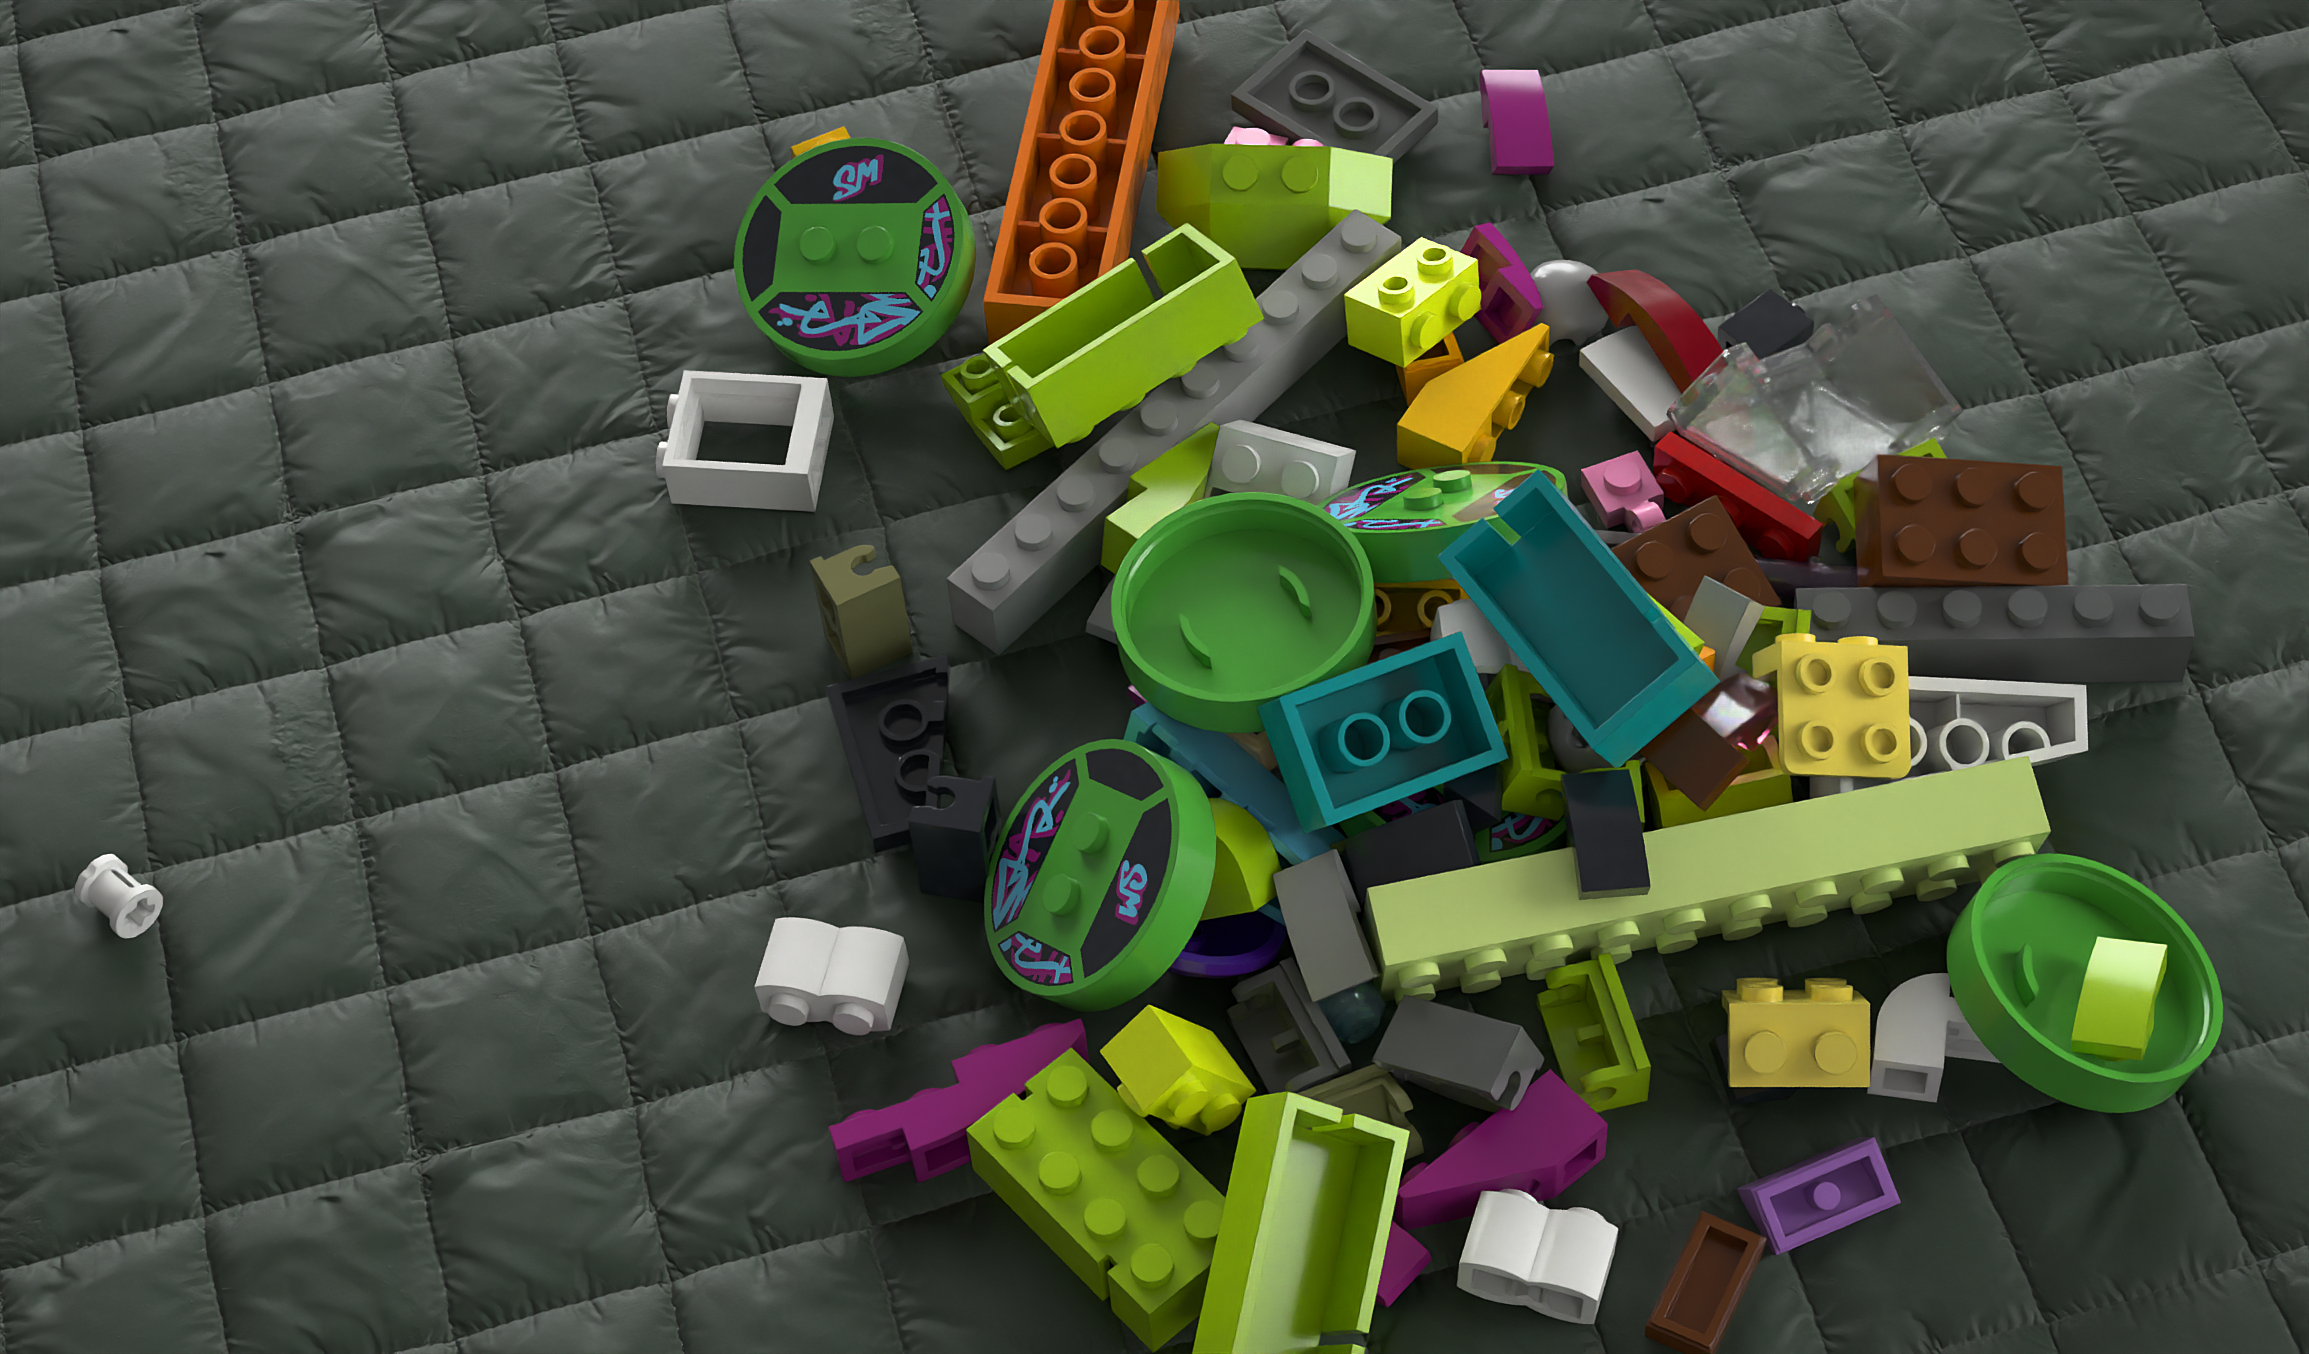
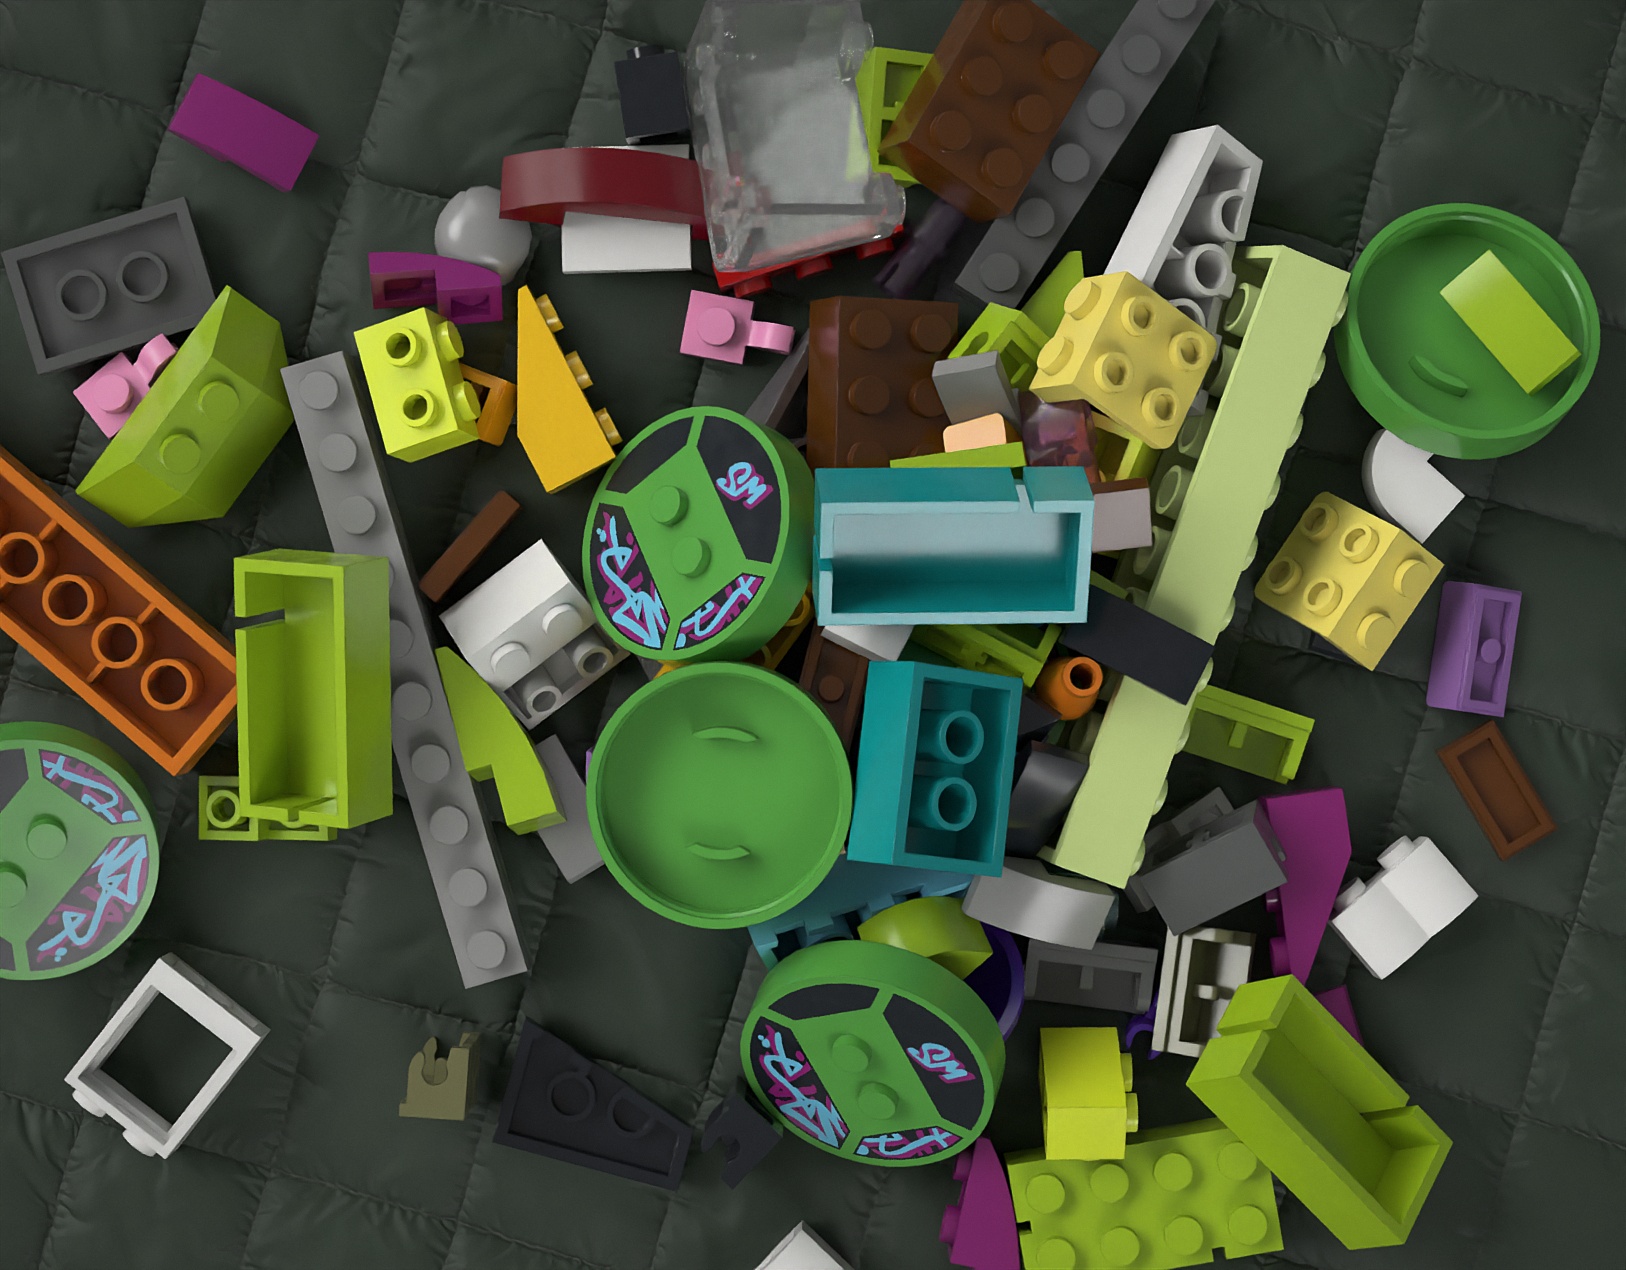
camera: 65 degrees left, 35 degrees up
(1317, 414) = (470, 546): none -> reddish brown tile
(1532, 822) = (1057, 690): none -> orange cone

